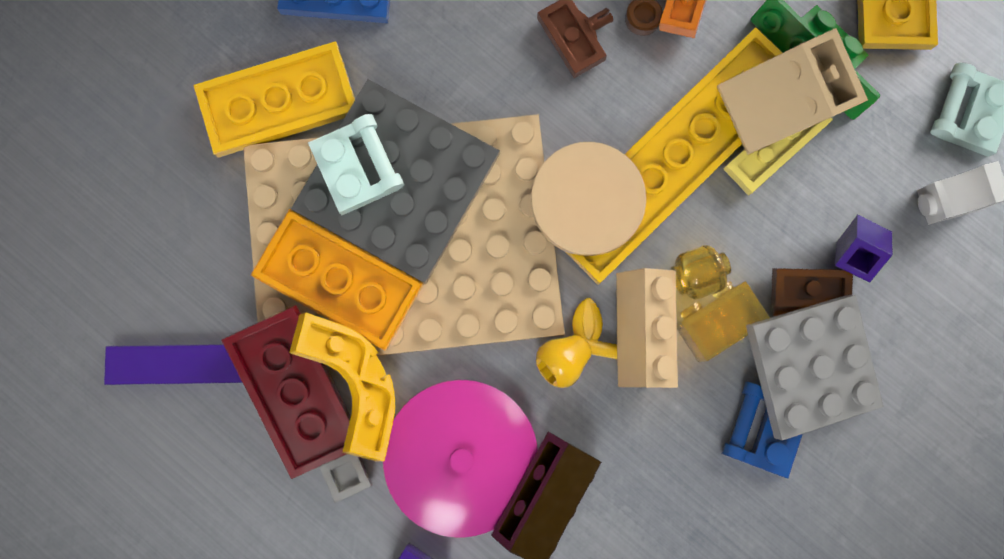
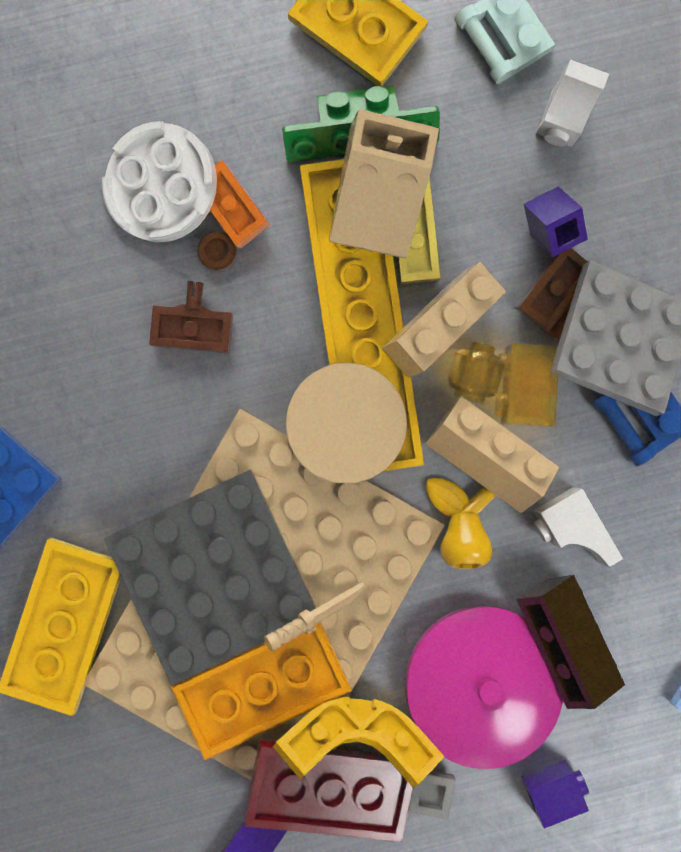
camera: 55 degrees left, 5 degrees up
(344, 170) = (171, 618): light aqua plate -> none
(415, 275) = (307, 620): none -> tan piece
(642, 435) = (574, 521): none -> white arch
(723, 215) = (444, 320): none -> tan brick

